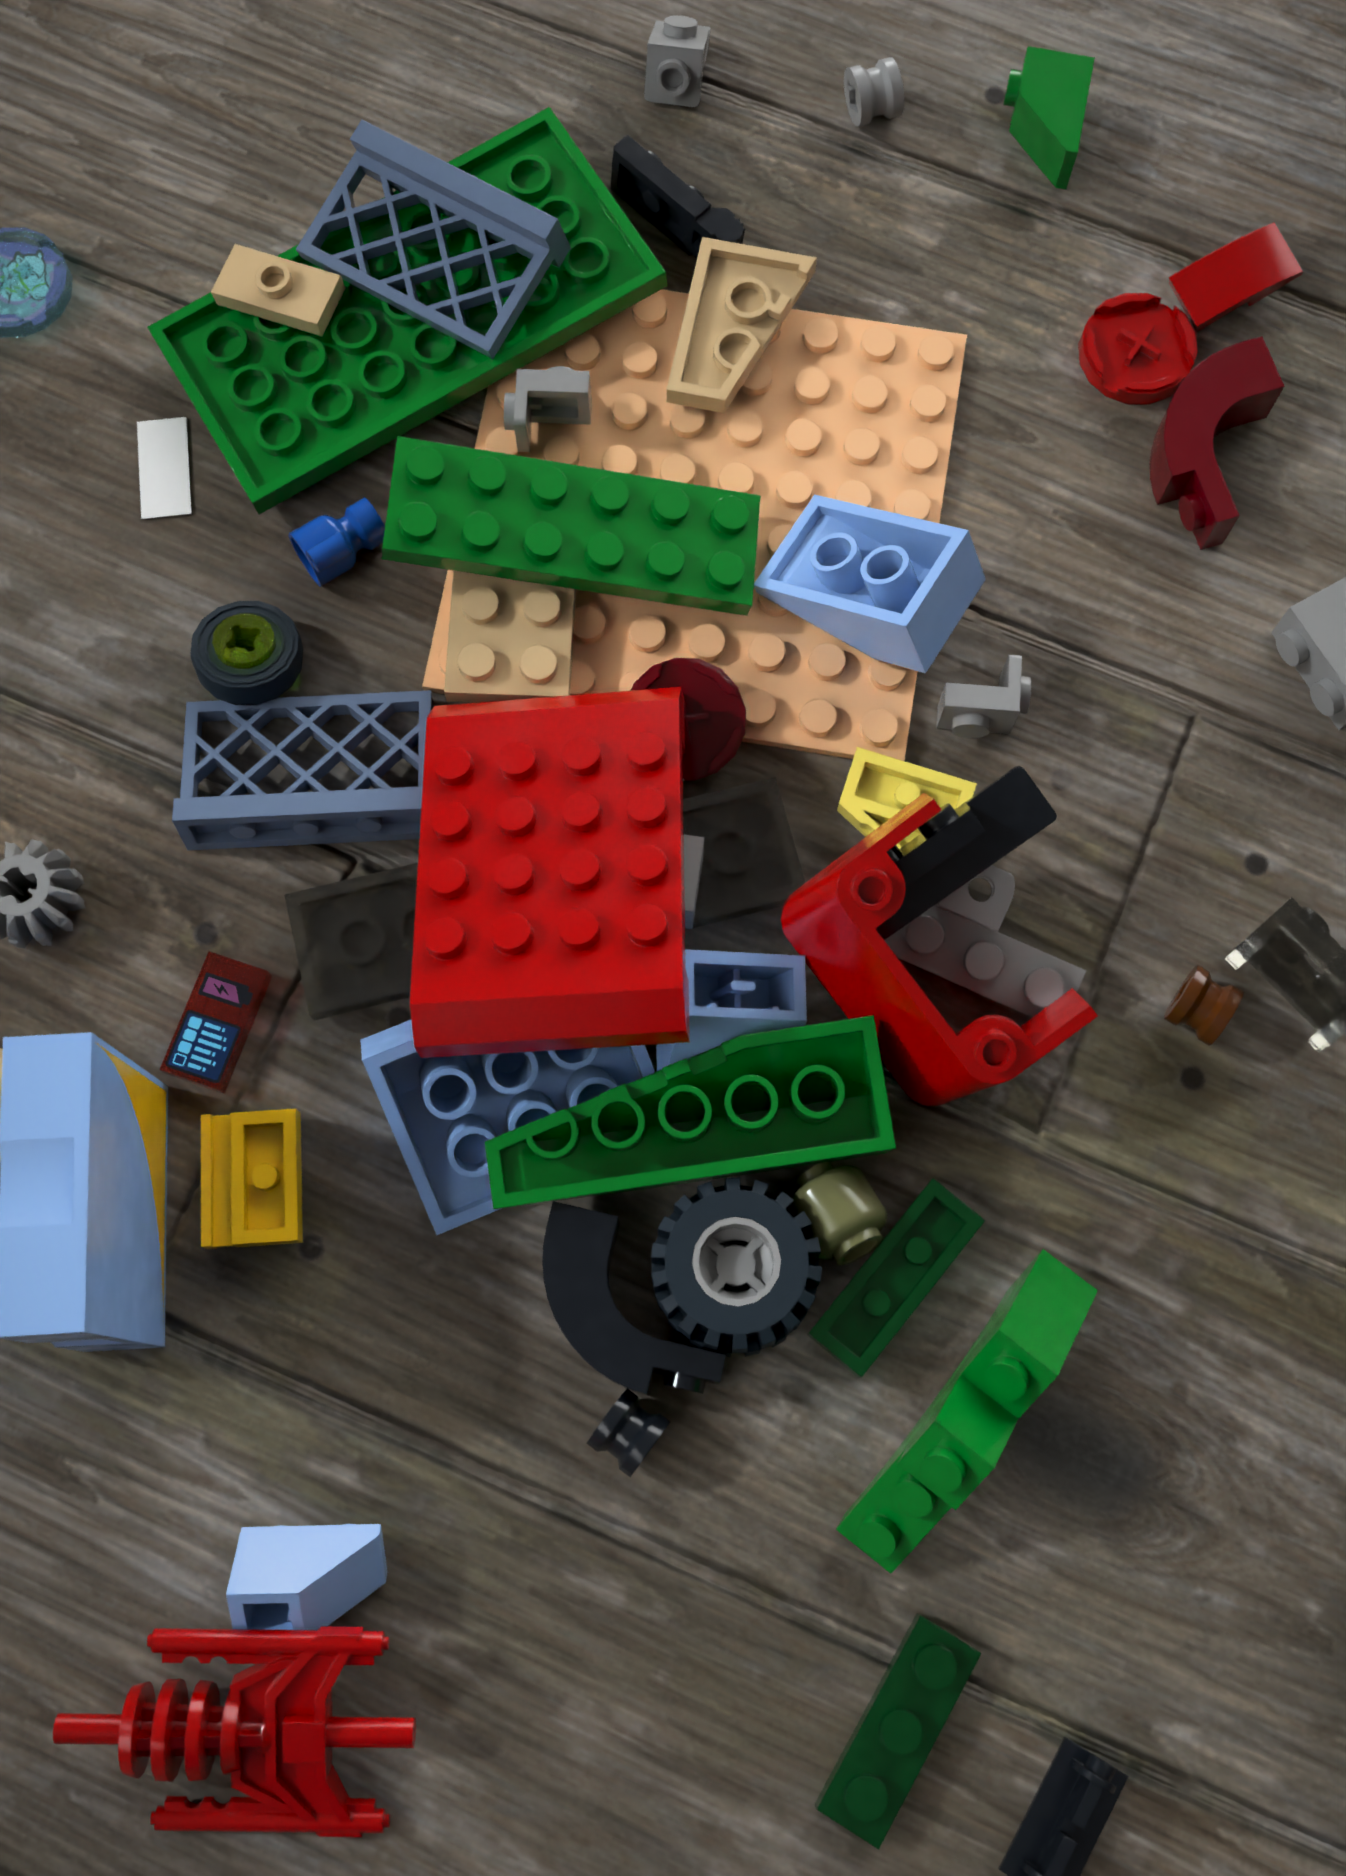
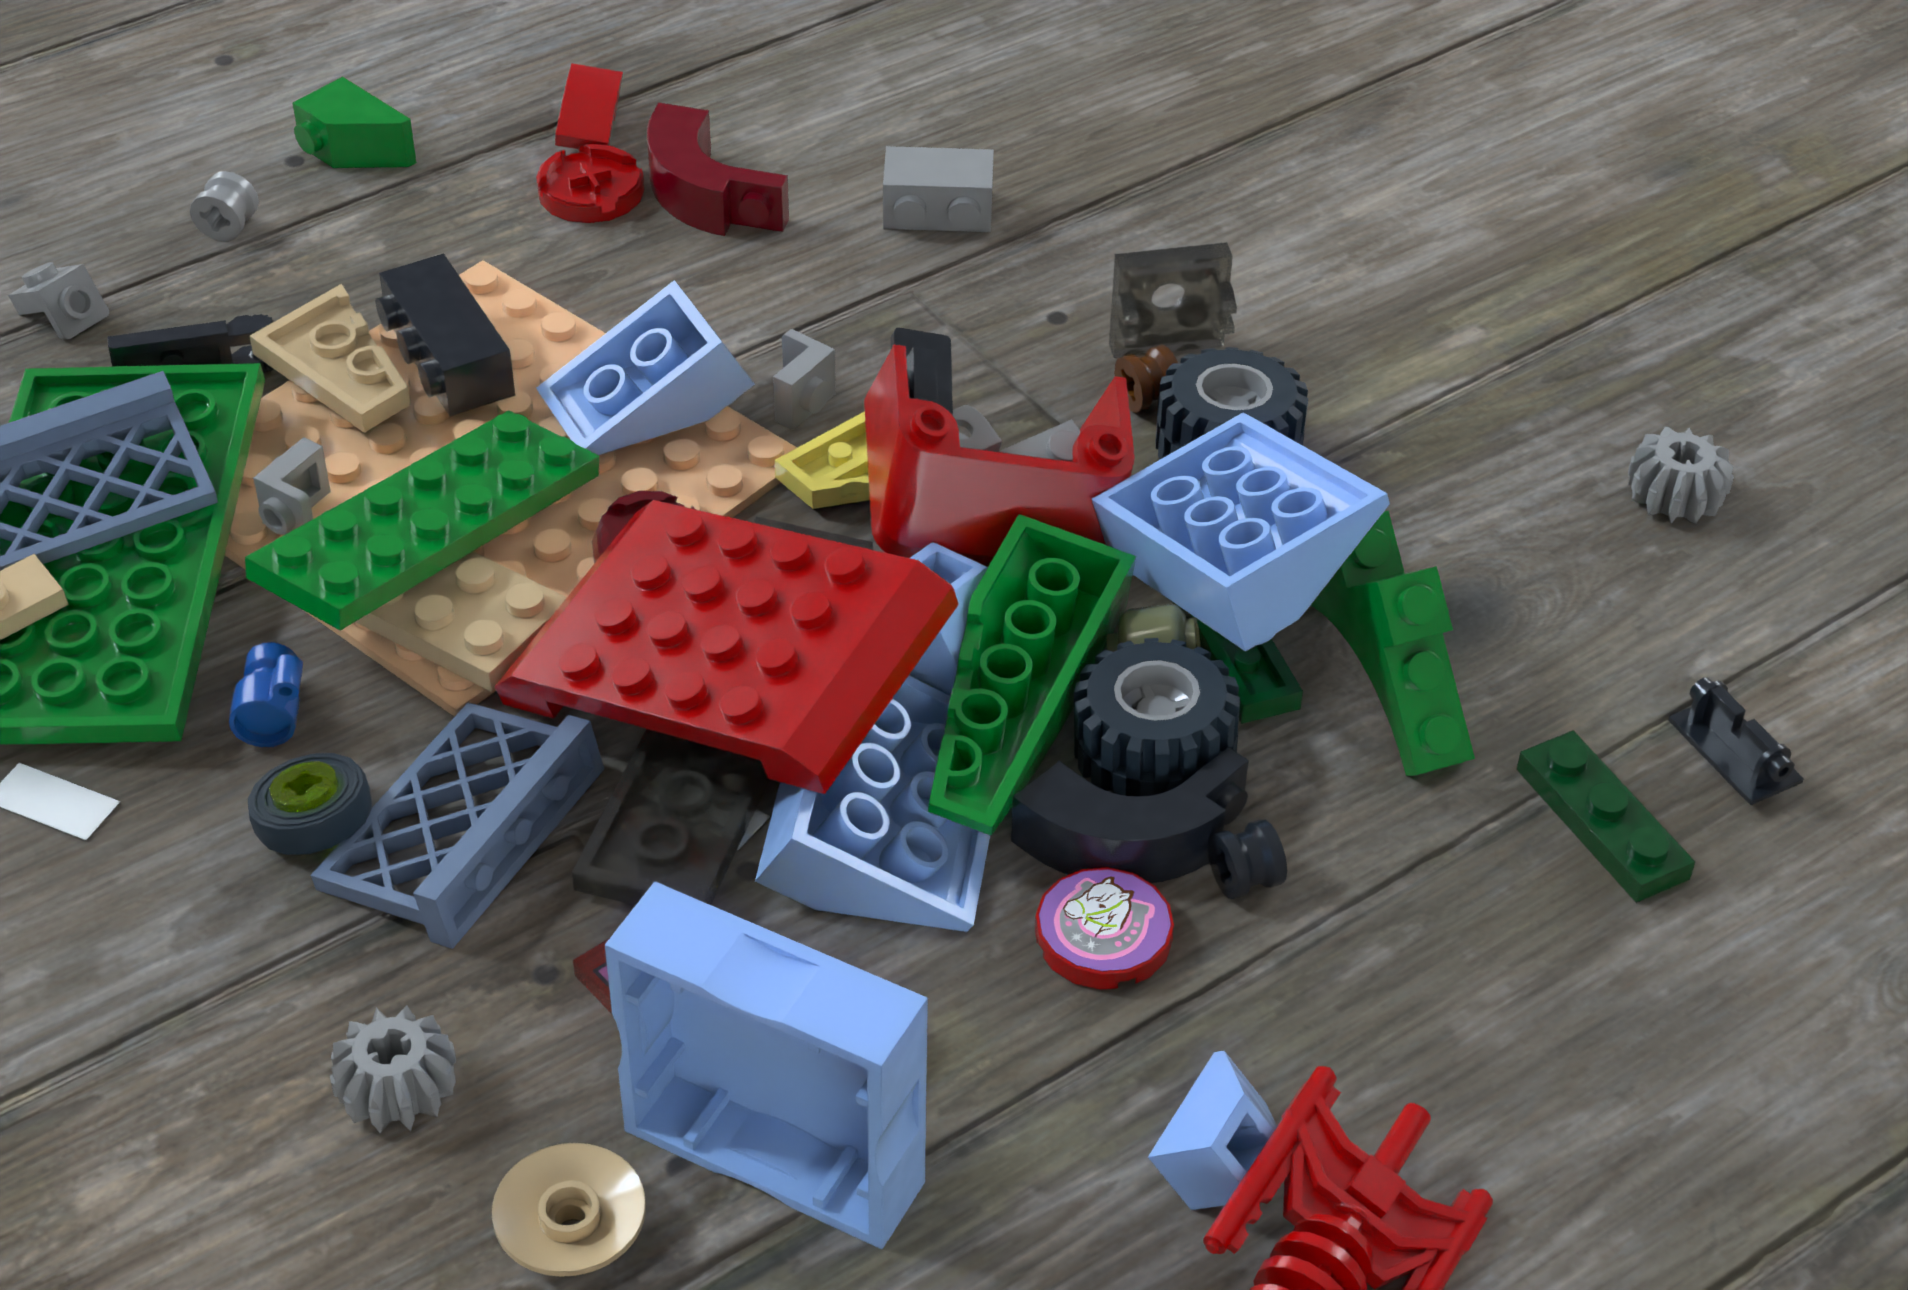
camera: 60 degrees left, 30 degrees down
(493, 1346) = (1104, 927): none -> tile
(814, 380) = (445, 335): none -> black brick
(972, 1234) = (1240, 527): none -> light blue slope
(1214, 1104) = (1221, 385): none -> black wheel

